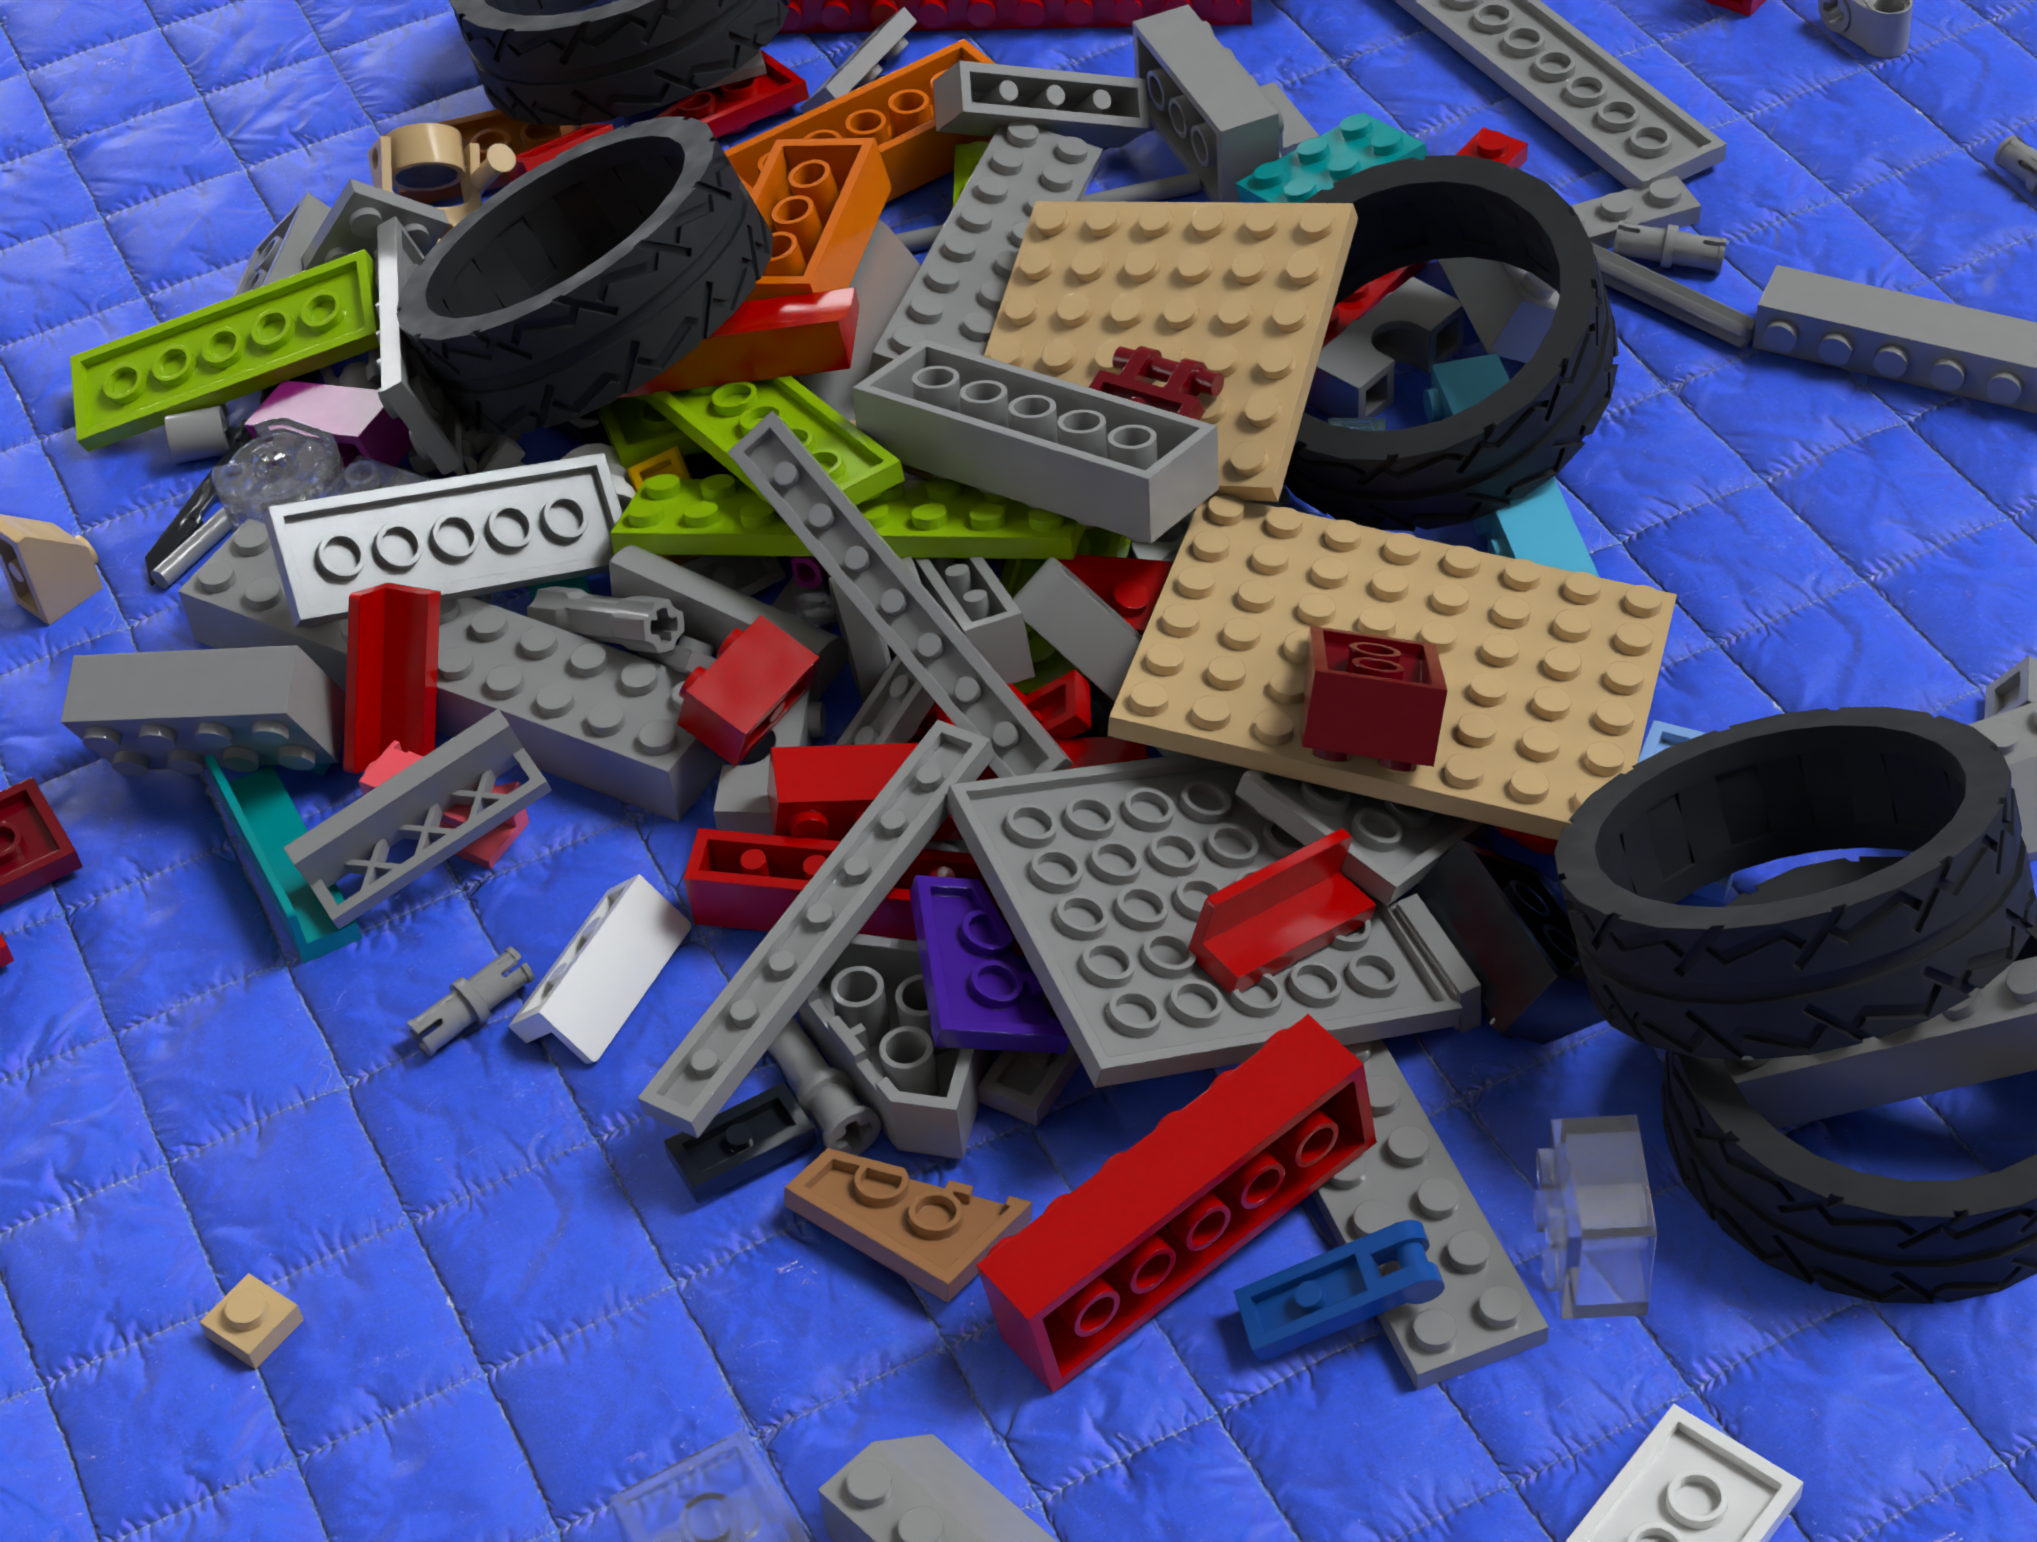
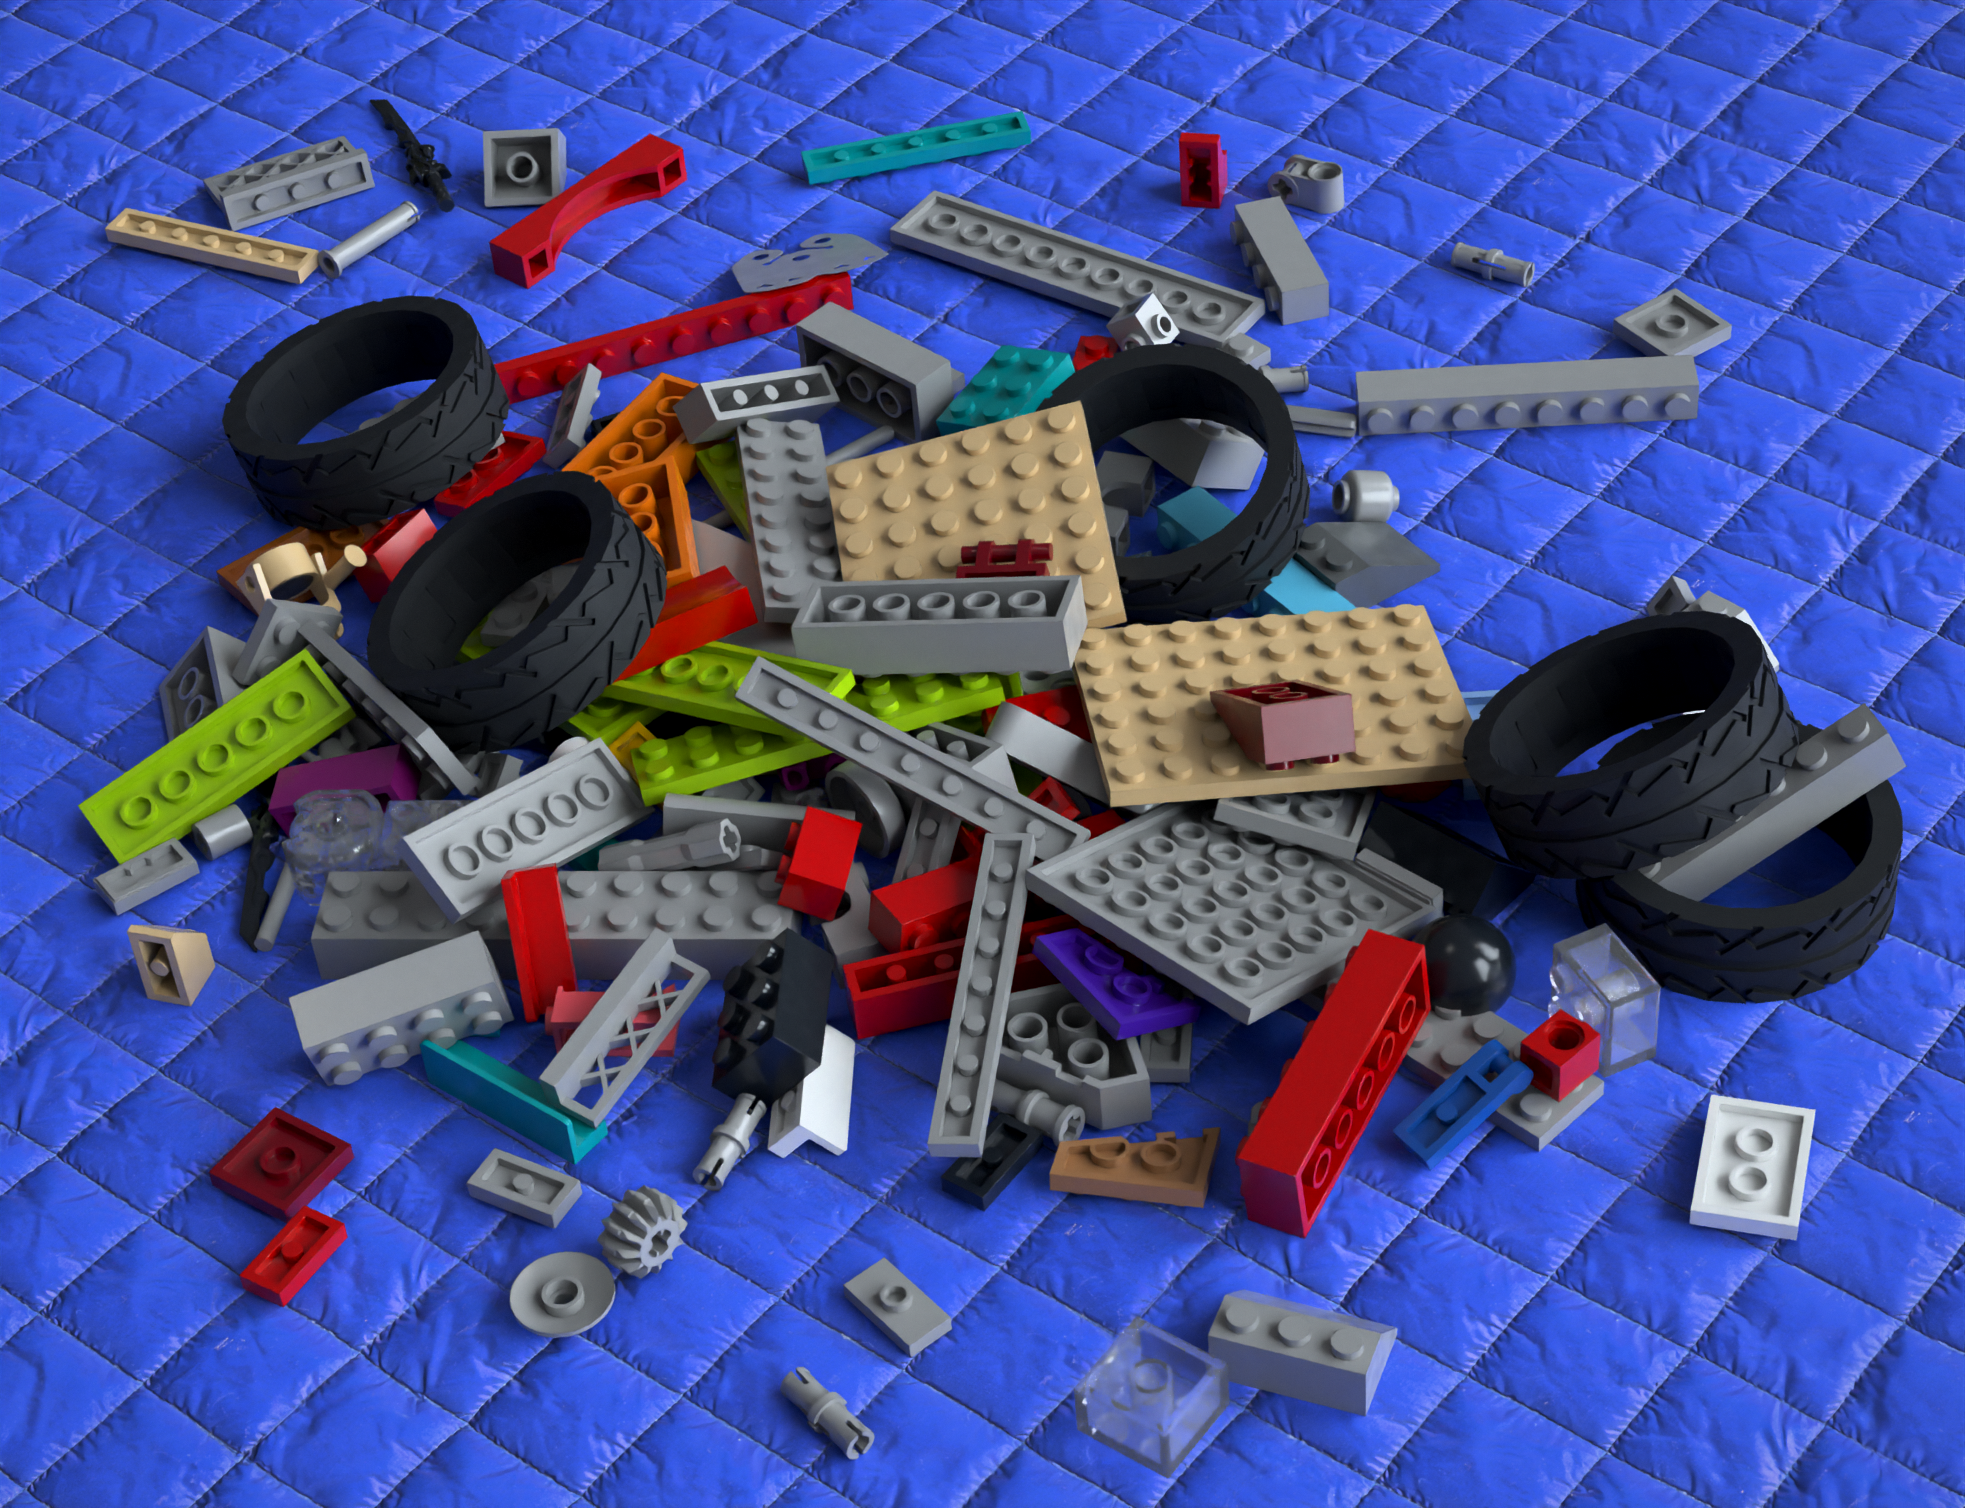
camera: 25 degrees left, 5 degrees down
(94, 459) = (146, 876): none -> light grey plate
(169, 1124) = (562, 1294): none -> light grey dish
(221, 974) = (524, 1188): none -> light grey plate
(251, 1321) = (712, 1397): tan plate -> none
(291, 1080) = (642, 1231): none -> light grey gear
(356, 1397) = (827, 1413): none -> light grey pin
(522, 1290) = (897, 1307): none -> light grey plate
(587, 867) = (773, 1019): none -> black brick
(1279, 914) = (1294, 885): red panel -> none
(1449, 1098) = (1467, 964): none -> black piece
(1491, 1298) = (1561, 1054): none -> red brick
(1553, 140) = (1142, 323): none -> light grey brick
(1649, 511) = (1363, 560): none -> dark grey slope
(1702, 430) = (1365, 496): none -> light grey head
(1774, 100) = (1280, 260): none -> light grey brick

